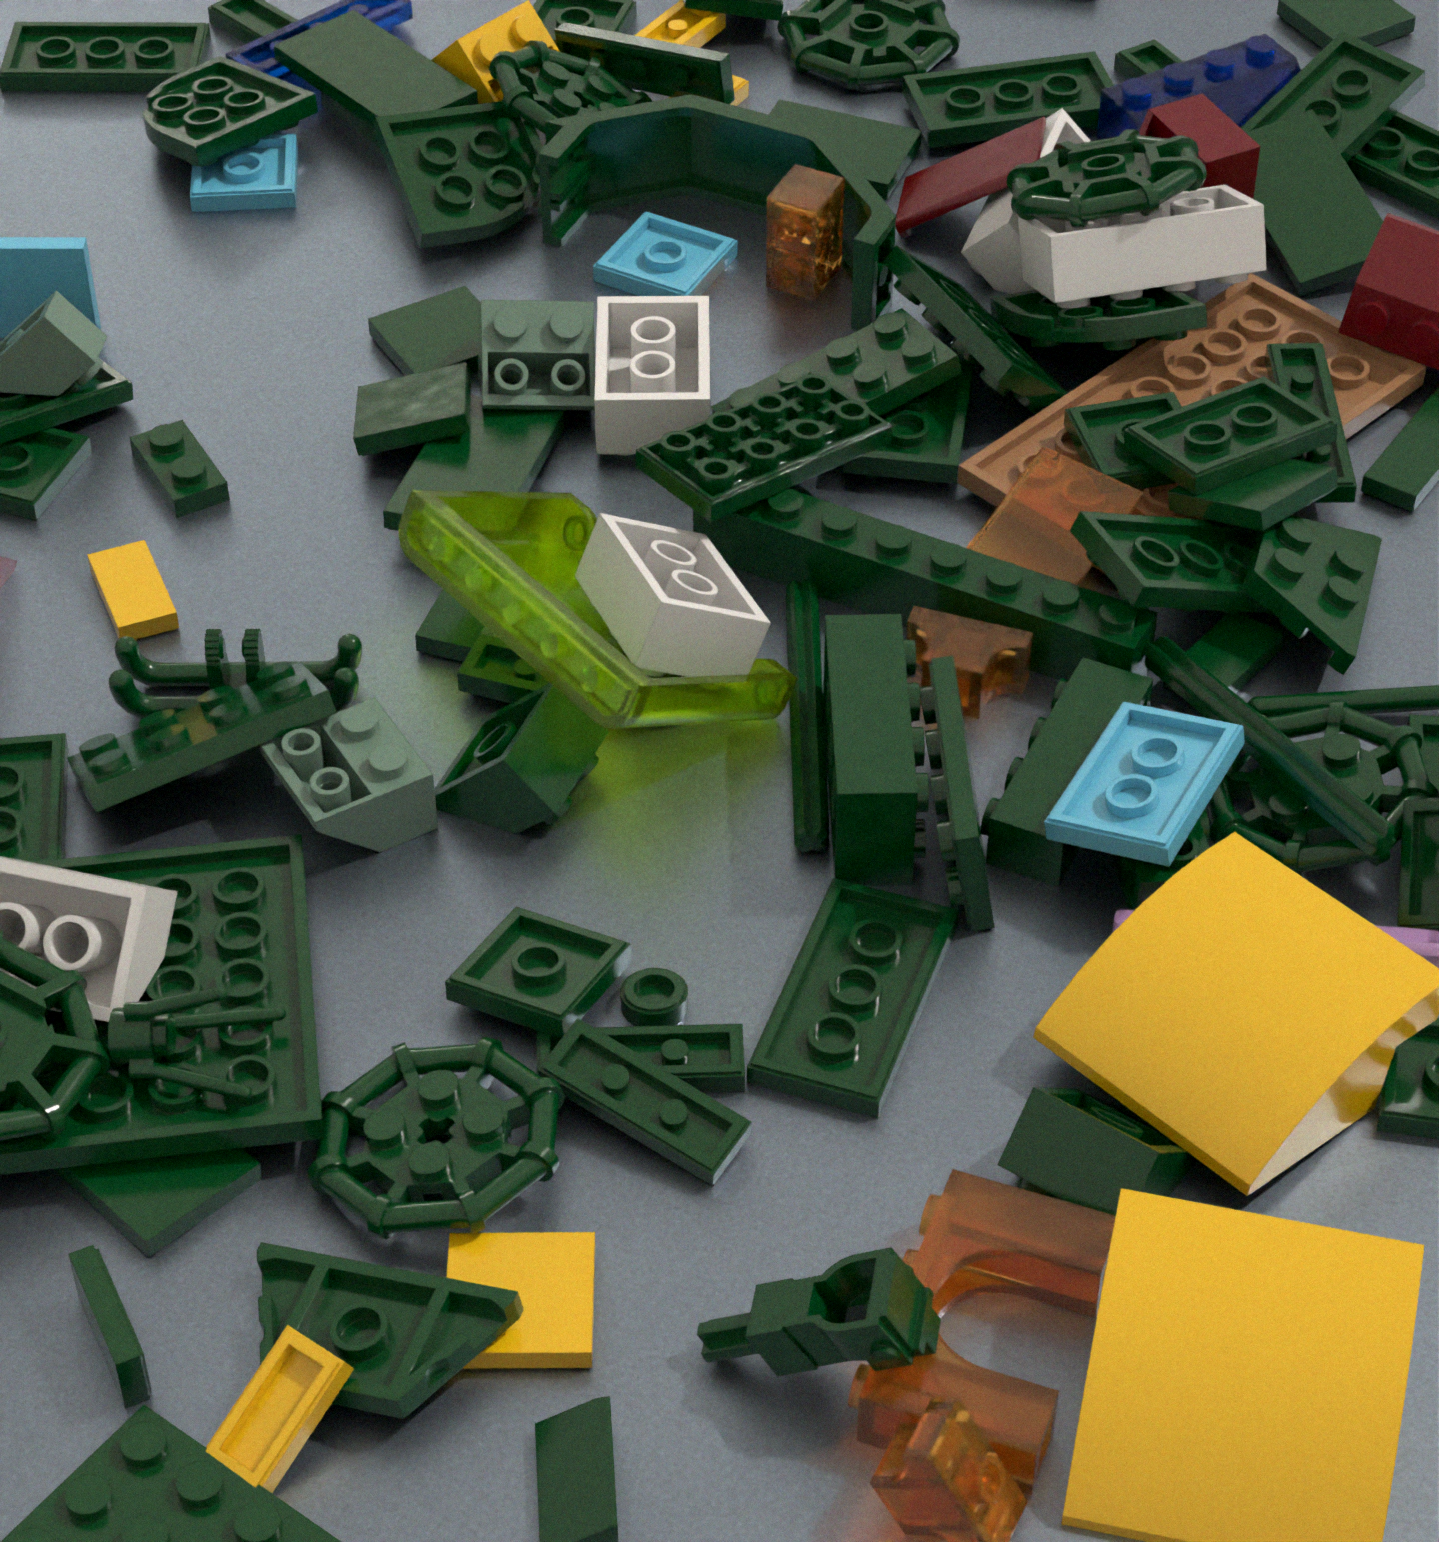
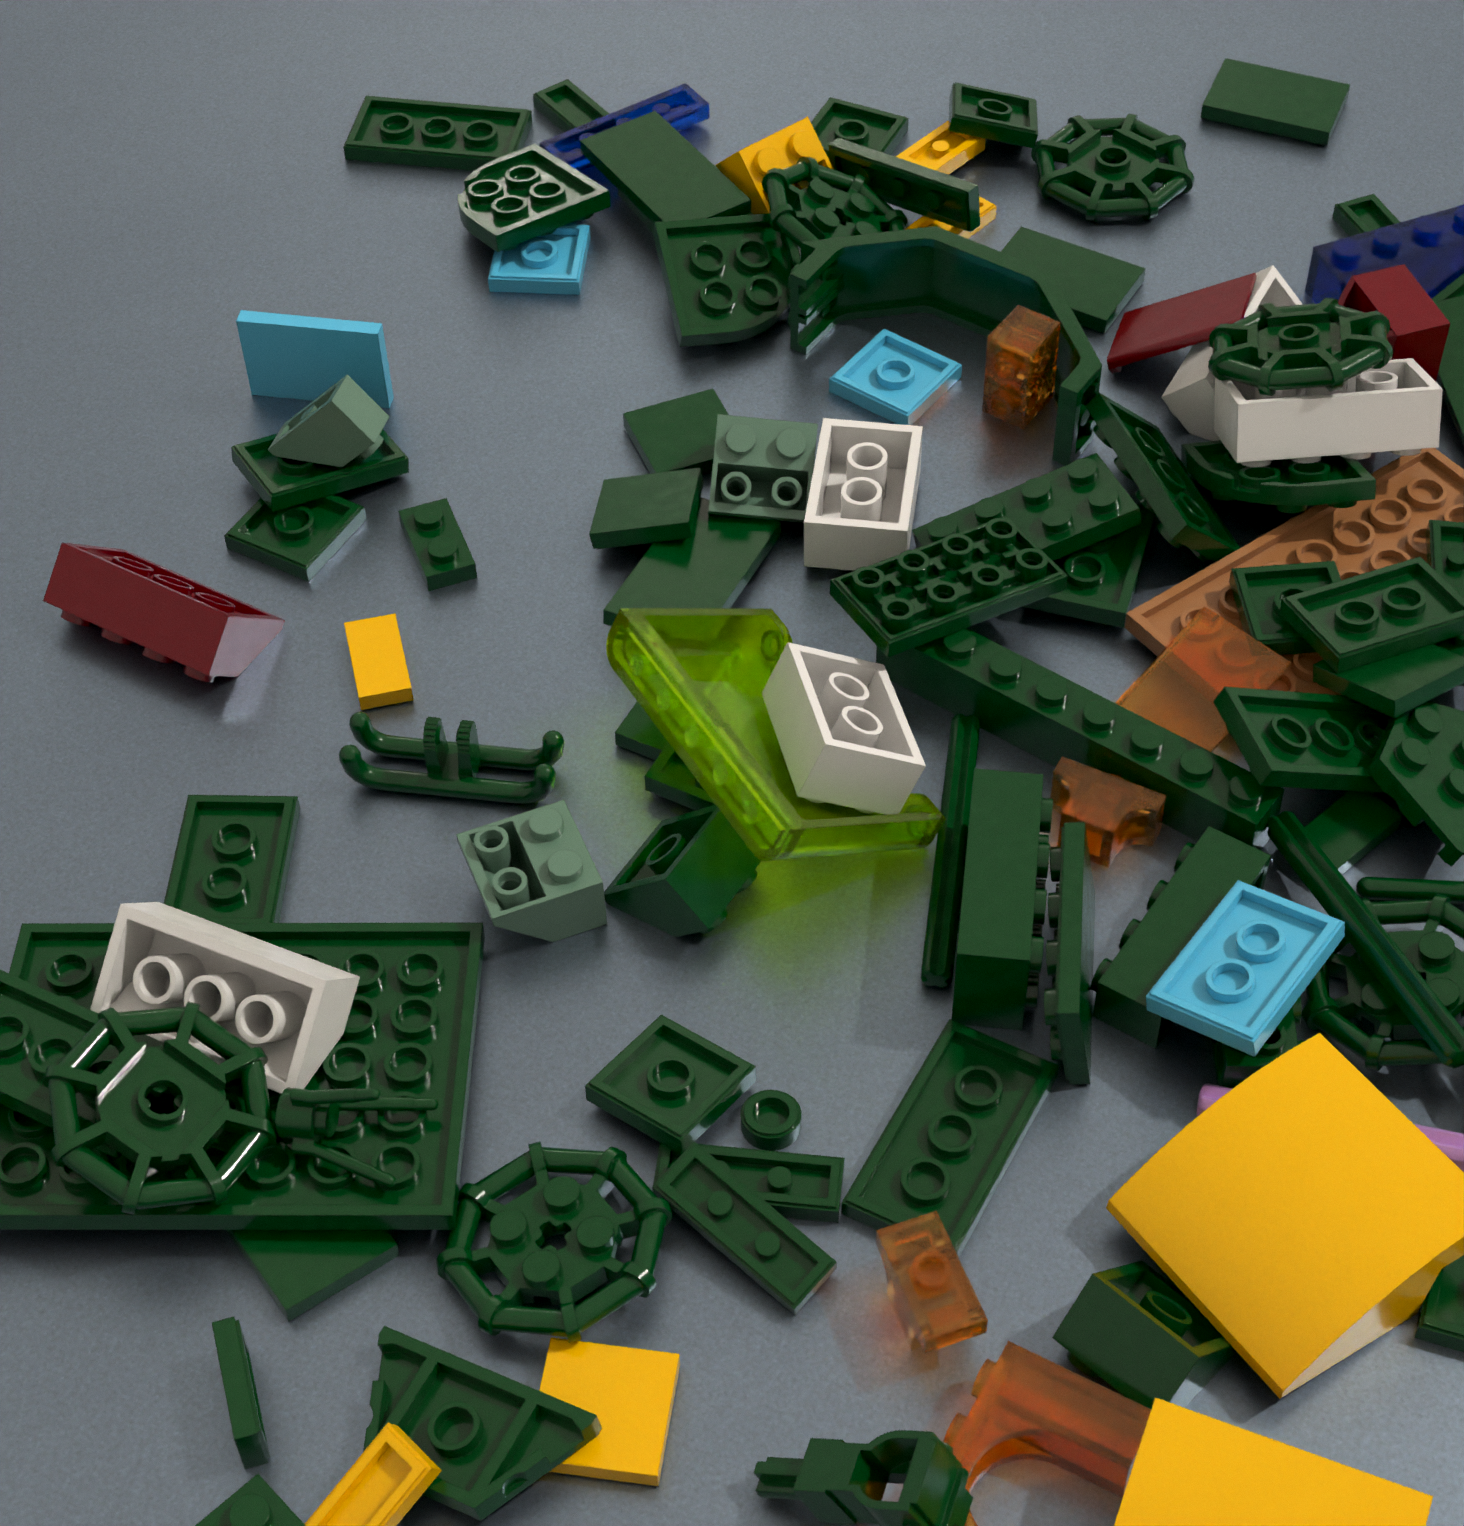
camera: 10 degrees right, 5 degrees up
(199, 736) = (408, 817): dark green plate -> none
(856, 1129) = (928, 1284): none -> clear orange brick
(1001, 97) = (1228, 242): dark green plate -> none

